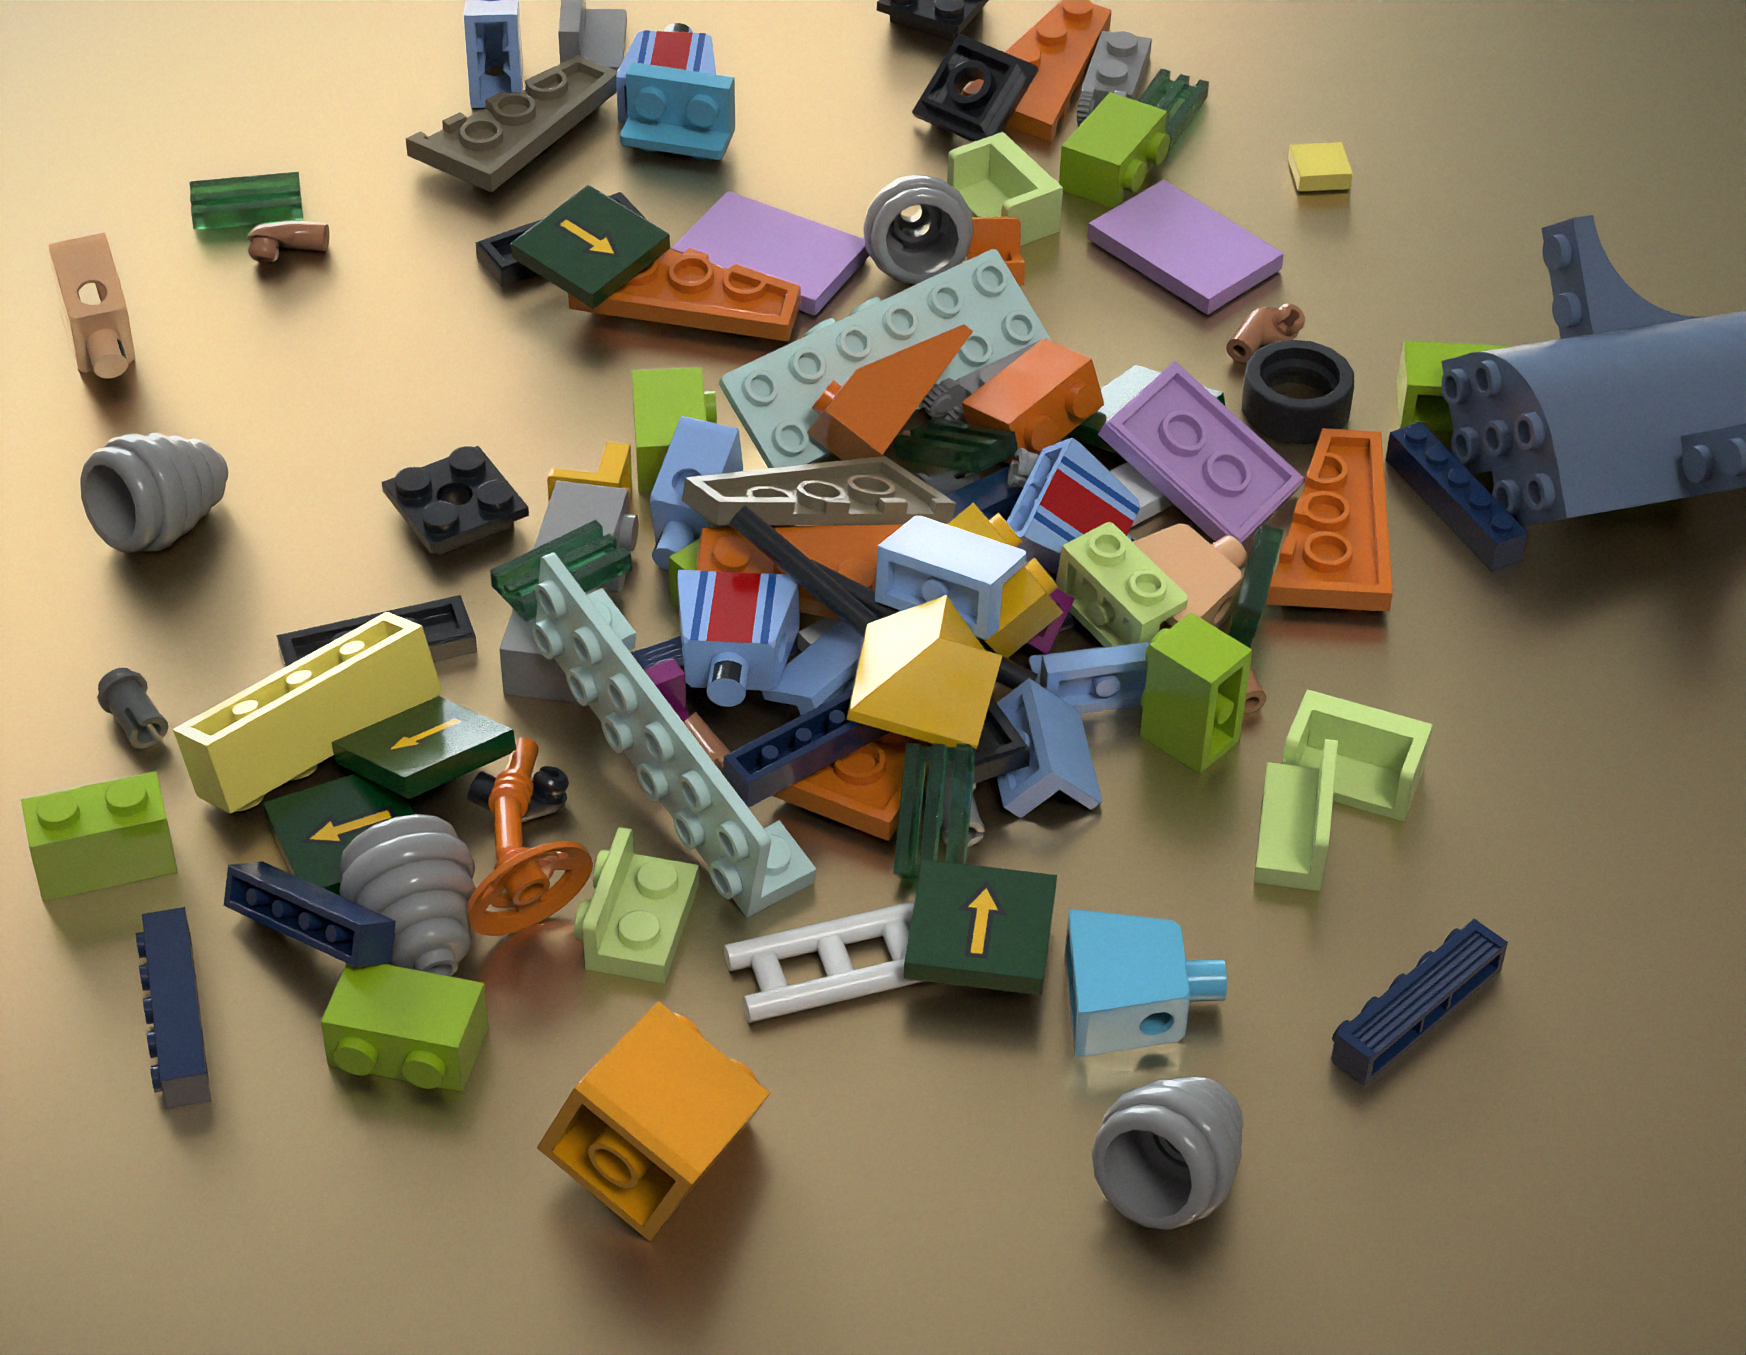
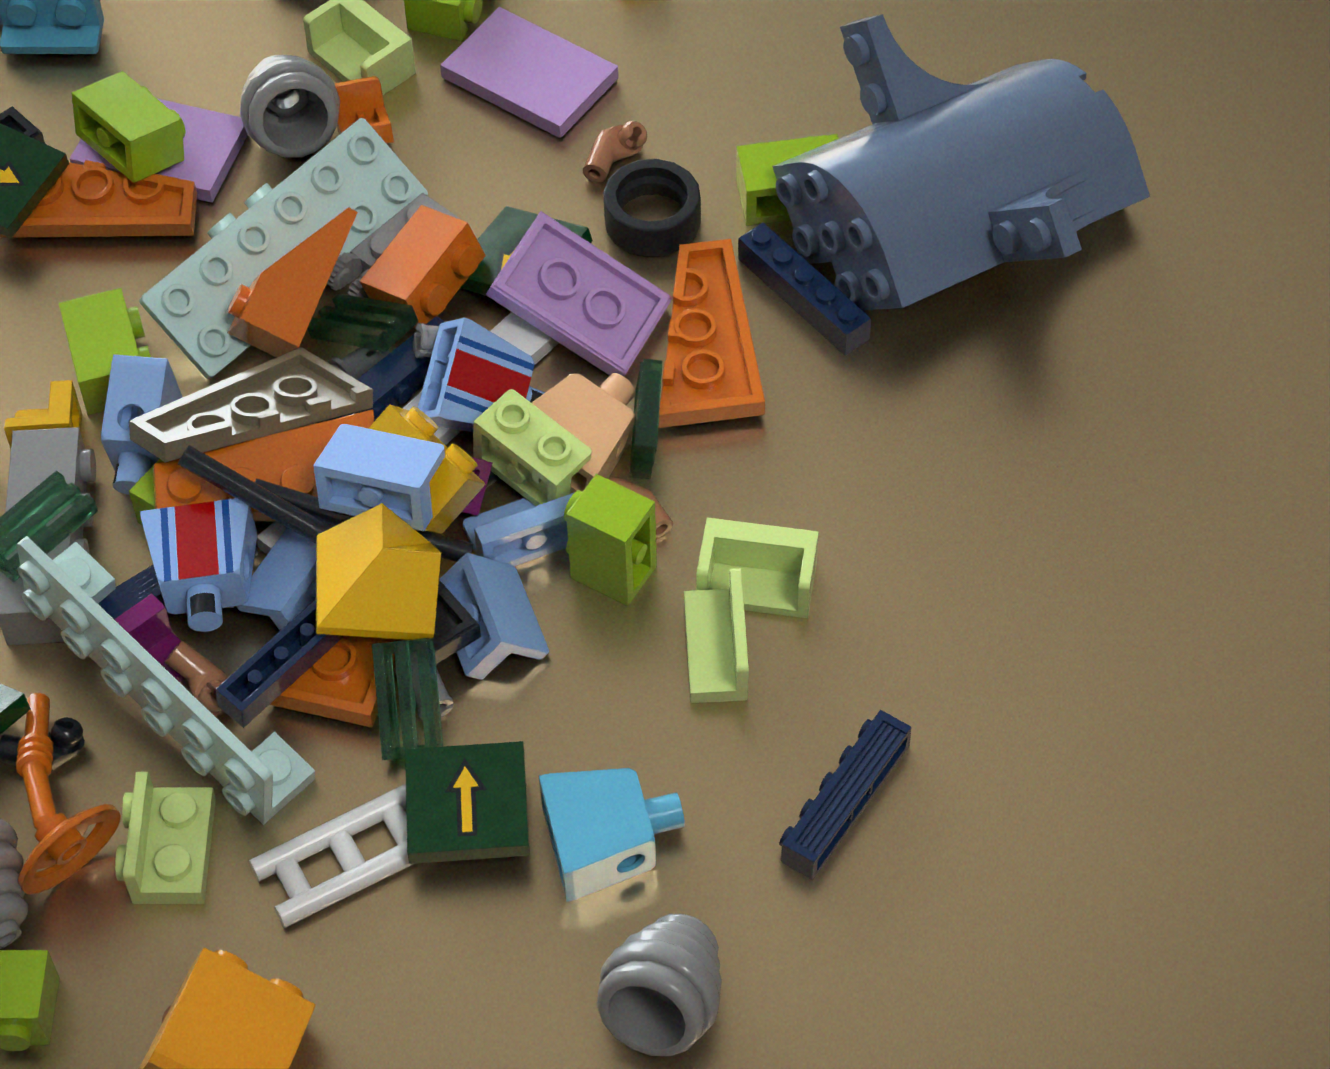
camera: 10 degrees left, 10 degrees up
(741, 220) = (128, 126): none -> lime brick

